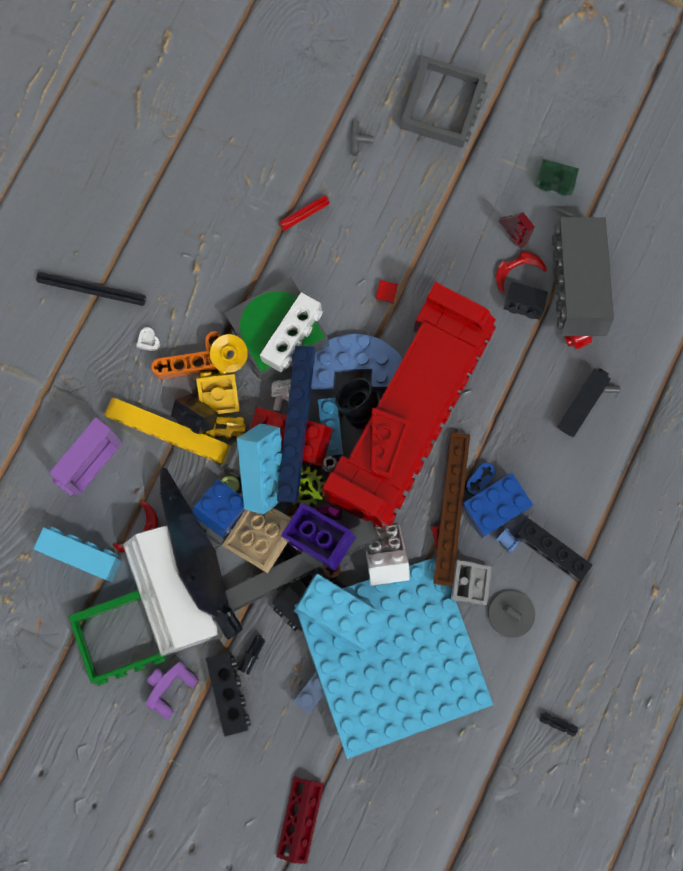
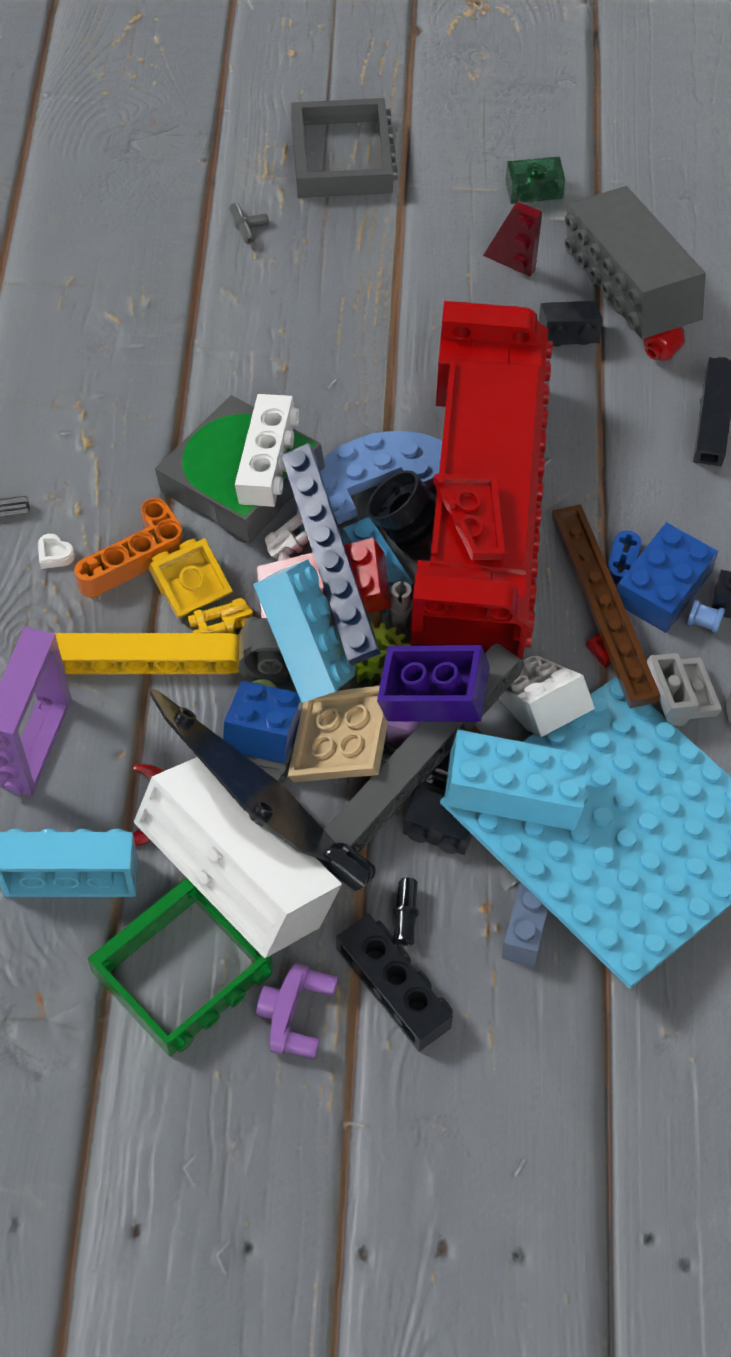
camera: 20 degrees left, 20 degrees down
(194, 414) = (167, 611): black brick -> none
(220, 349) = (181, 502): yellow dish -> none
(303, 821) = (610, 1127): dark red fence -> none
(304, 212) = (212, 327): red axle -> none
(386, 291) = (373, 380): red tile -> none
(524, 258) = (541, 282): red piece -> none

